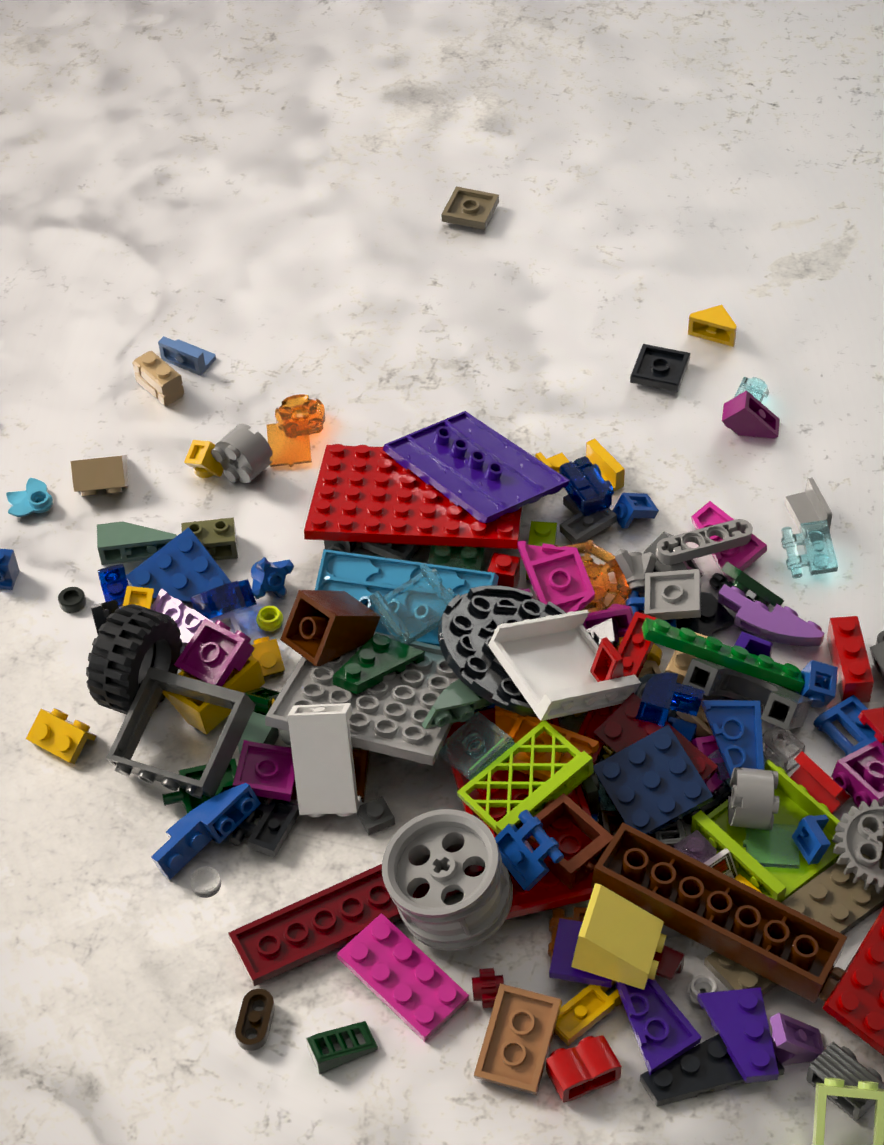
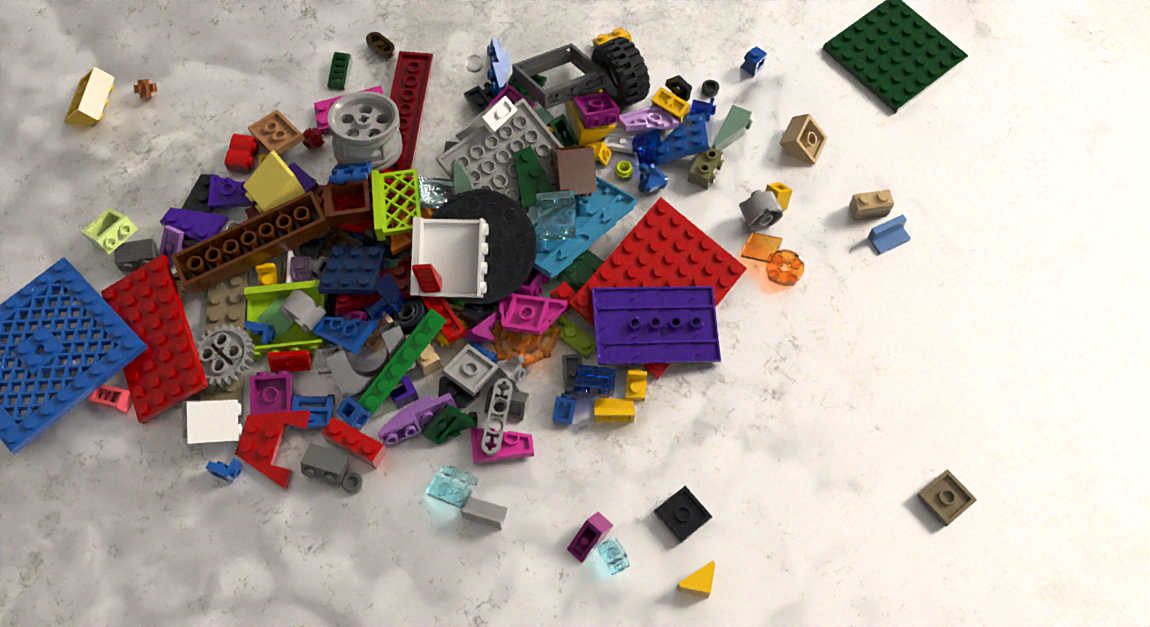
camera: 120 degrees right, 15 degrees up
(32, 500) = (807, 100): medium azure plate -> none

